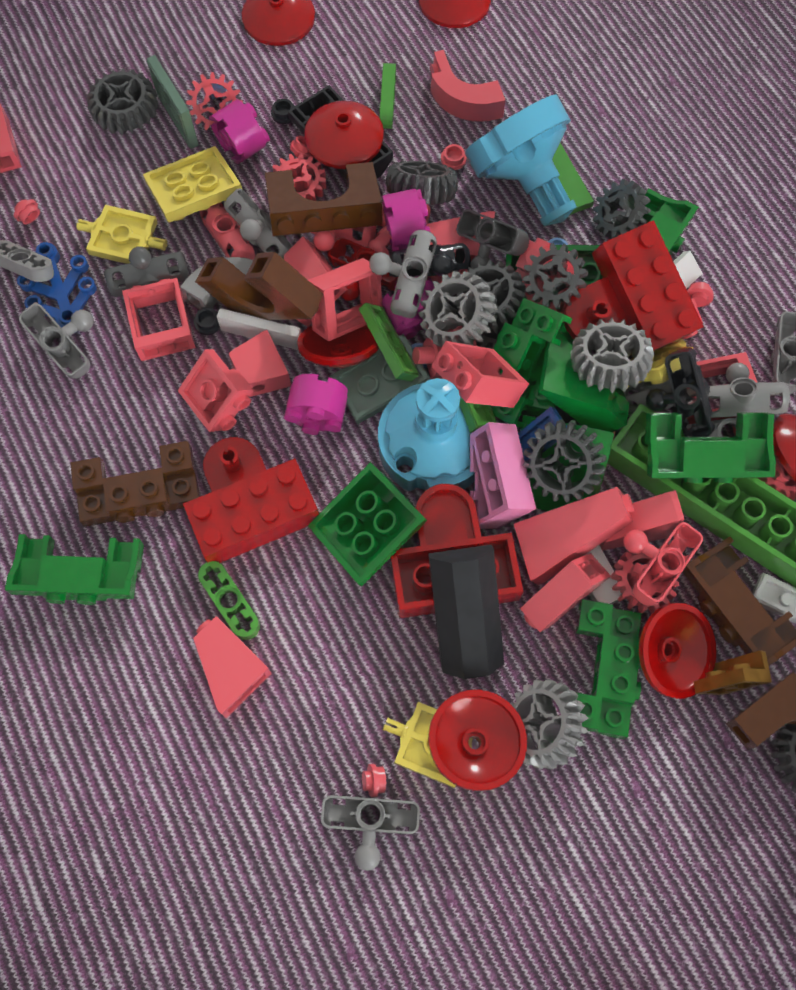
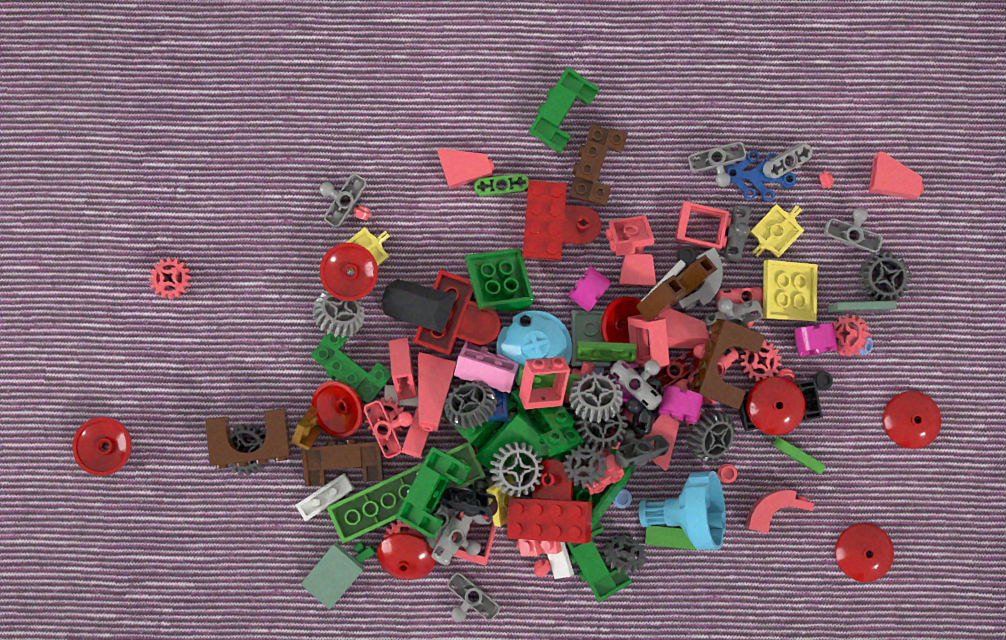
camera: 120 degrees right, 15 degrees up
(84, 153) = (842, 232): none -> light grey piece

